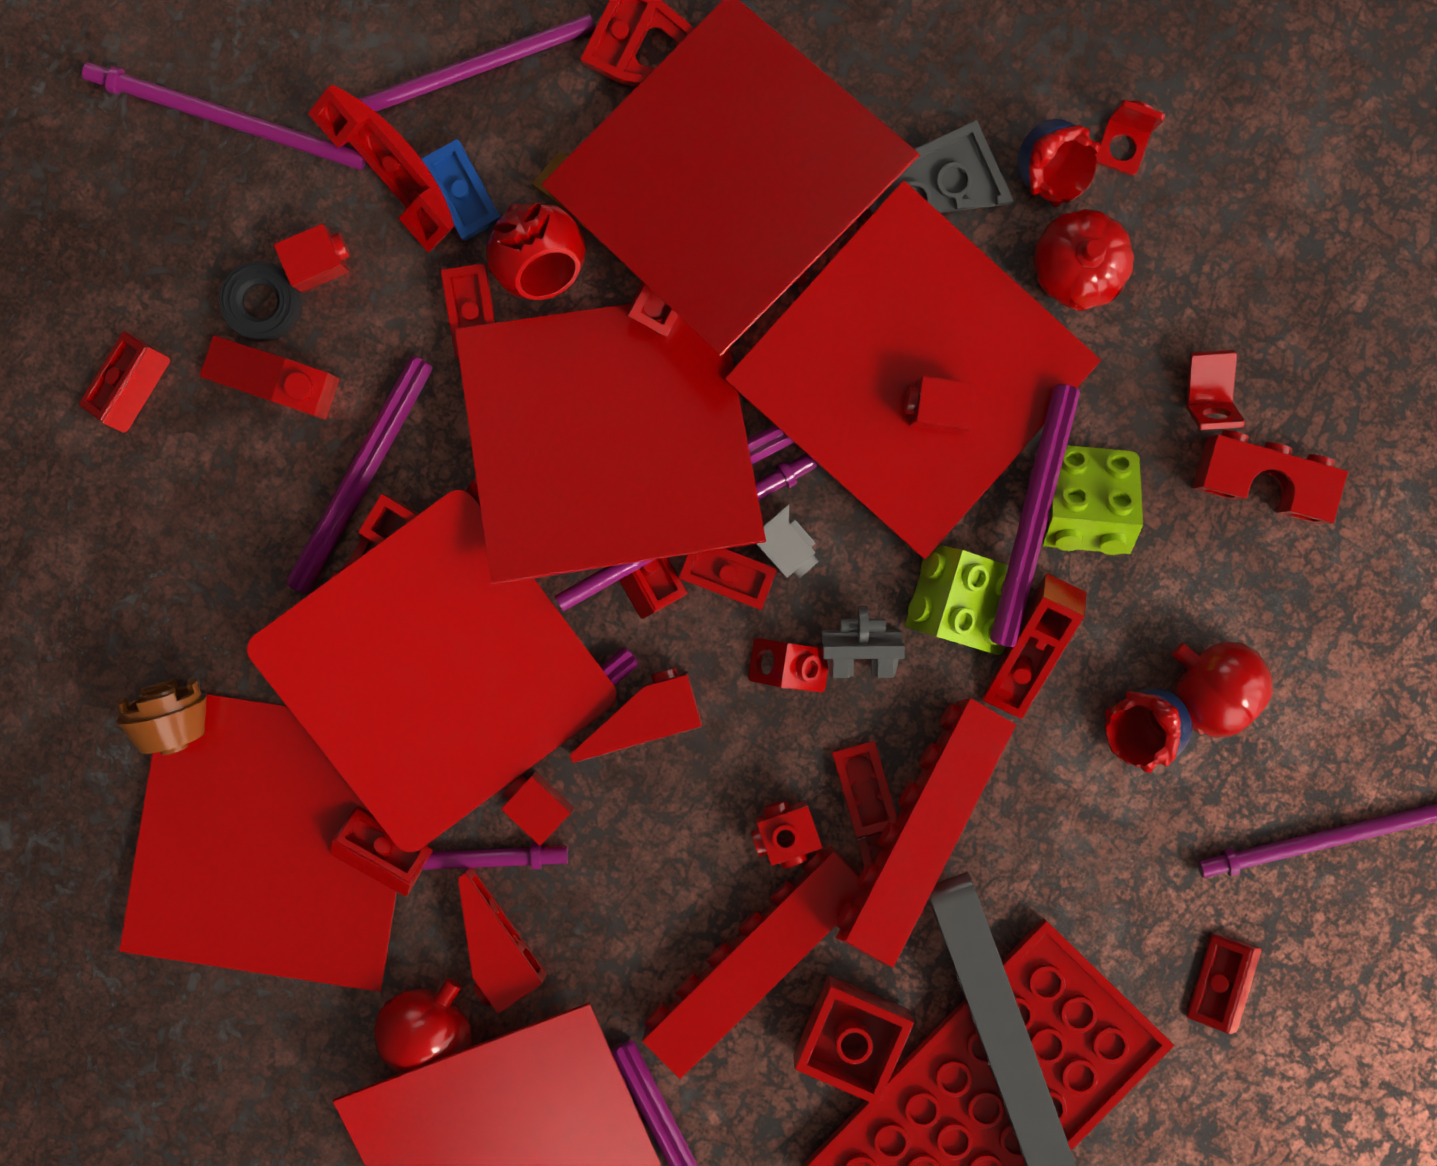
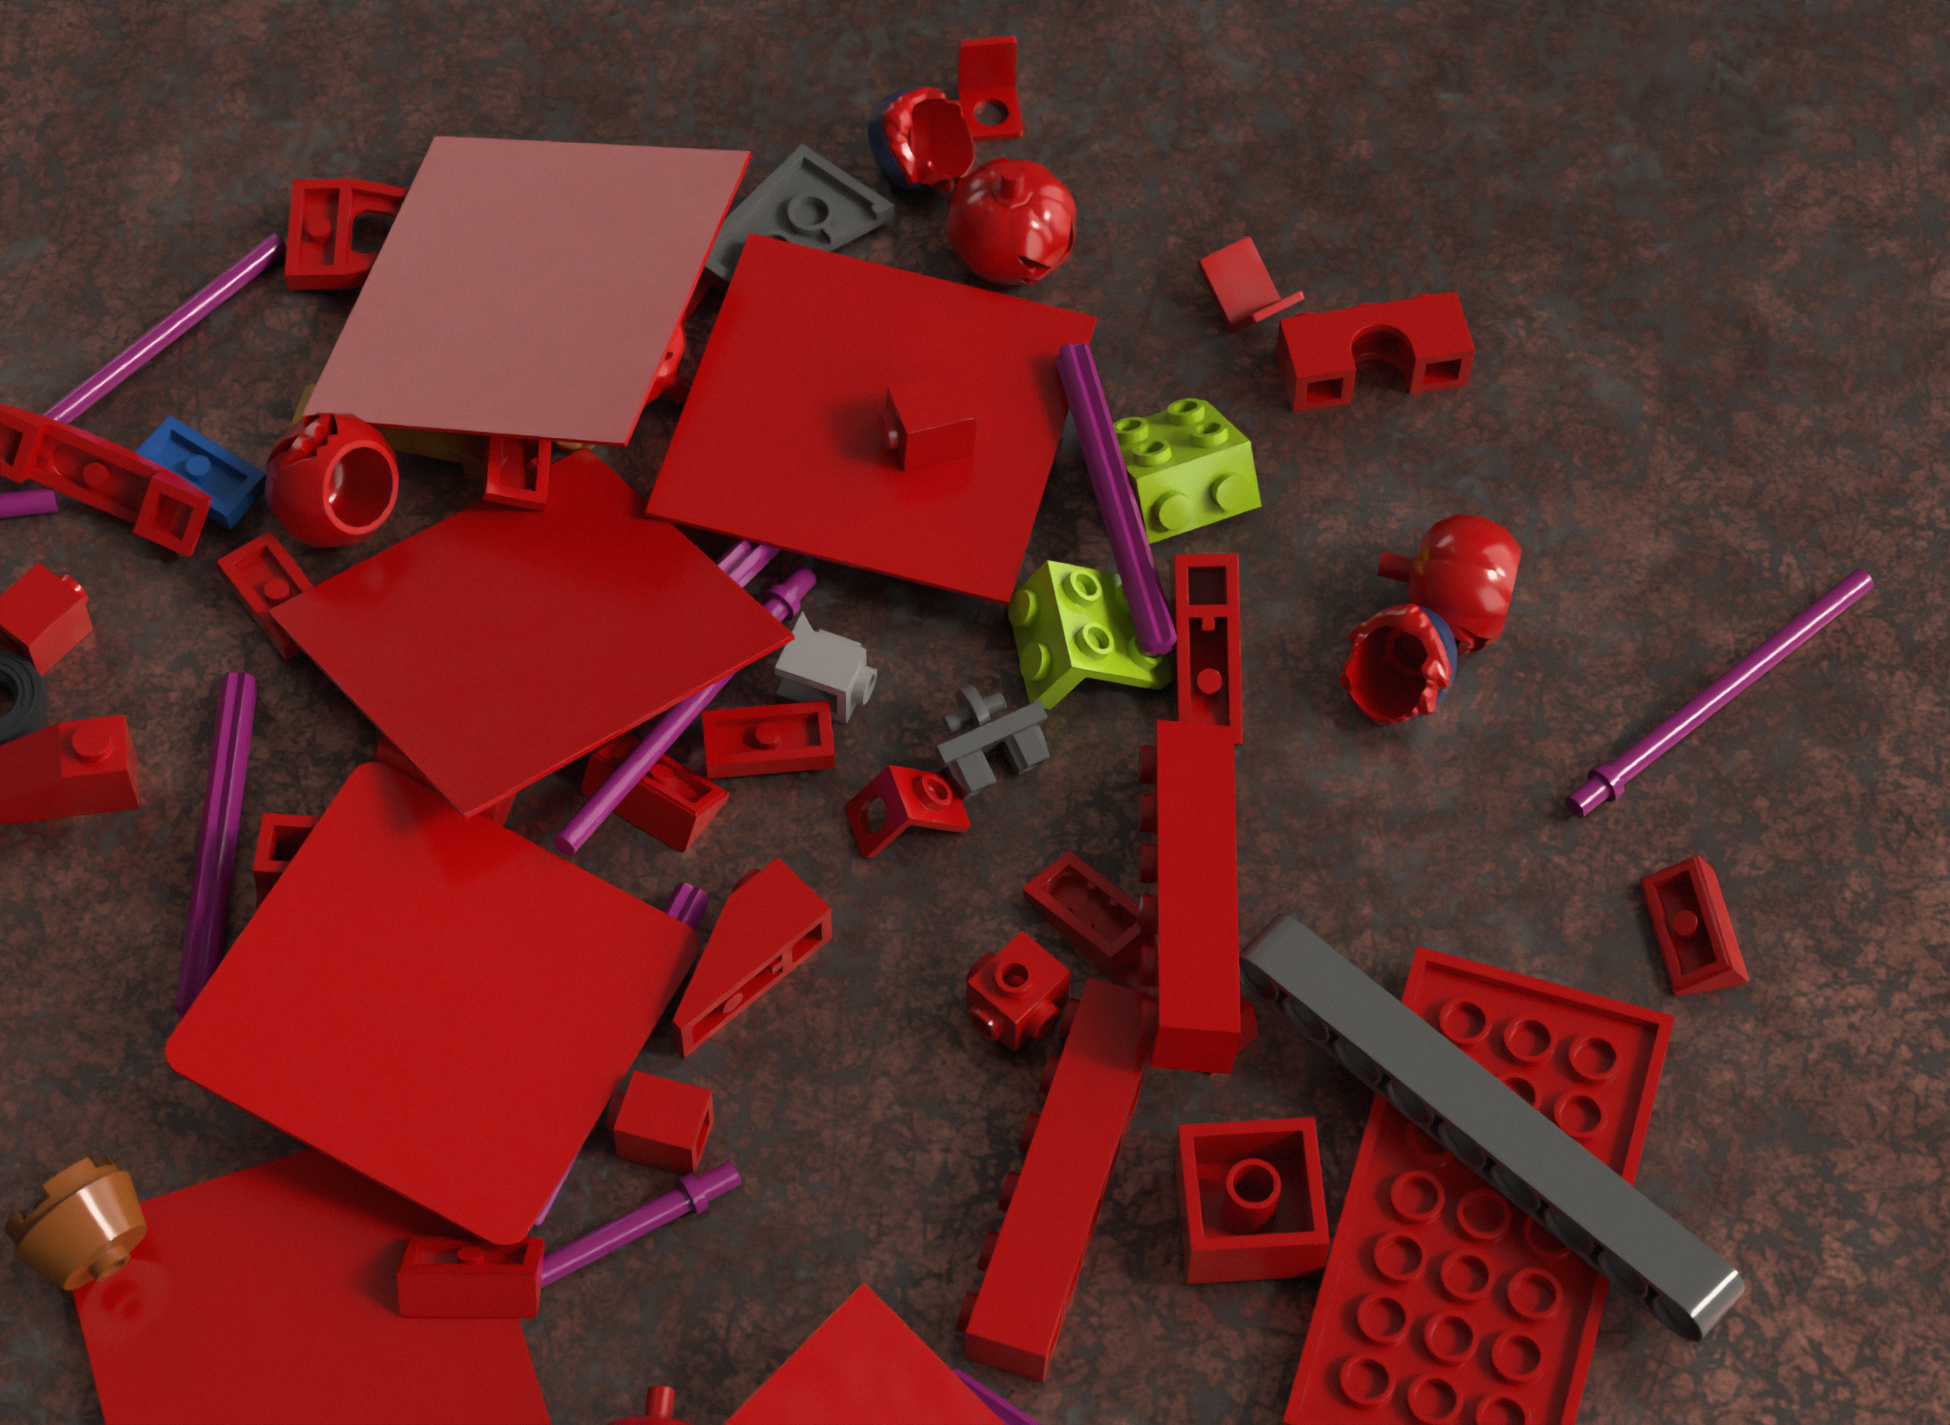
camera: 30 degrees left, 30 degrees down
(497, 953) = (707, 1336): red slope -> none

